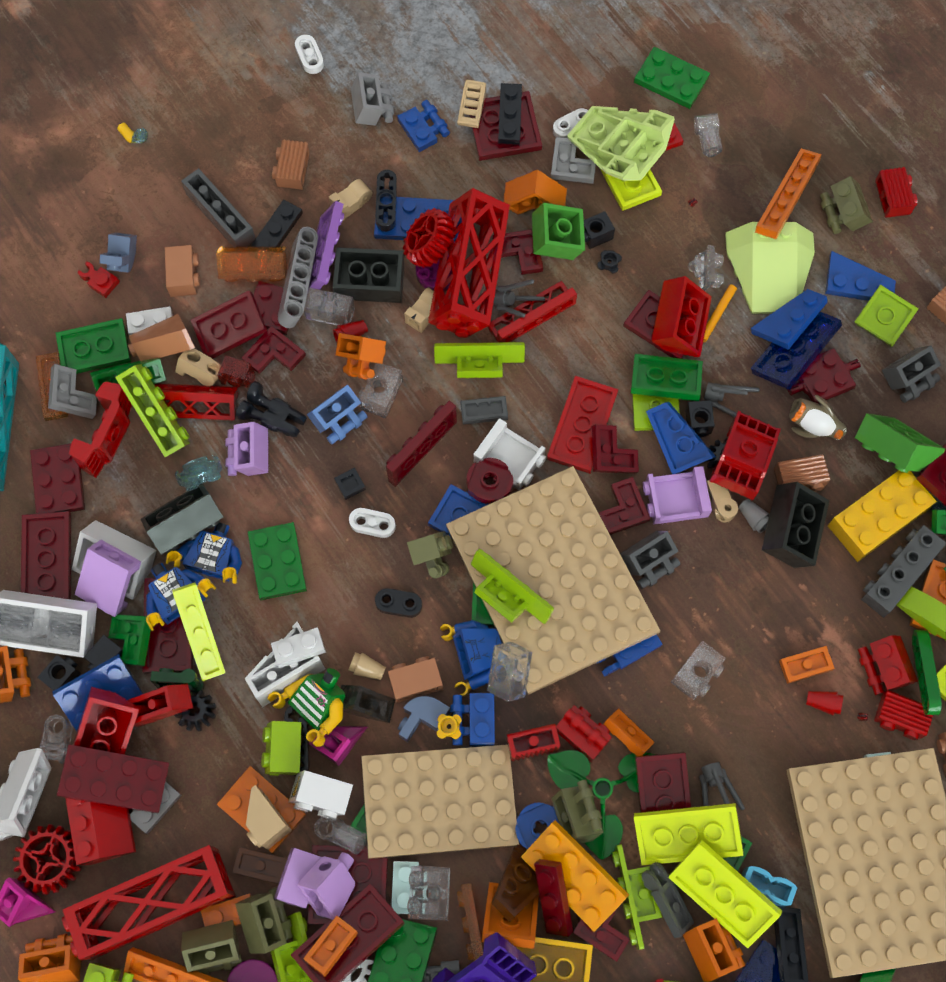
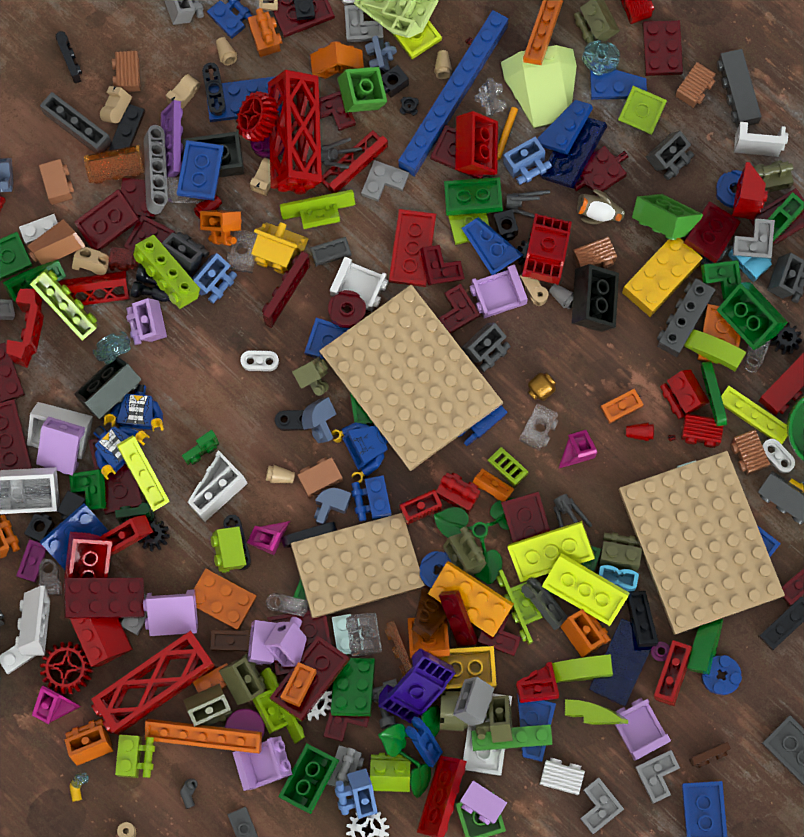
camera: 10 degrees left, 5 degrees up
(38, 712) = (30, 562): none -> magenta plate
(193, 816) = (171, 614): none -> lavender panel
(229, 136) = (68, 55): none -> black hinge
(264, 820) = (228, 605): tan slope -> none
(269, 198) = (115, 105): none -> tan leg
(277, 561) = (190, 406): green plate -> none
(283, 395) = (166, 271): none -> lime brick
(283, 610) = (206, 444): none -> green plate
(298, 647) = (224, 470): white plate -> none
(308, 378) = (185, 251): none -> dark grey brick
(317, 701) = (247, 508): torso -> none
(321, 794) = (265, 577): white brick -> none
(348, 285) = (200, 170): none -> blue plate
(349, 483) = (235, 332): black plate -> none
(367, 703) = (284, 503): clear smoke slope -> none
(390, 747) = (308, 533): none -> black beam
(409, 164) = (226, 52): none -> tan cone
(420, 391) = (277, 247): none -> yellow piece
(425, 603) = (315, 418): none -> sand blue brick
(454, 731) = (357, 502): yellow plate -> none
(457, 151) = (264, 34): none -> orange brick
(507, 592) = (378, 395): lime bracket -> none
(509, 671) = (392, 456): clear brick -> none
(563, 334) = (382, 175): none -> light grey plate
(589, 196) = (382, 52): none -> sand blue hips
(657, 223) = (443, 65): none -> tan cone
(663, 256) = (453, 93): none -> blue brick
(669, 722) = (517, 466): none -> lime slope
(710, 621) = (541, 386): none -> pearl gold head
(735, 344) = (525, 157): none -> medium blue brick
(743, 708) = (578, 449): none -> dark pink slope
(775, 857) = (620, 555): none -> olive brick
(837, 243) = (599, 65): none -> clear light blue plate
(919, 250) = (662, 48): none -> dark red plate

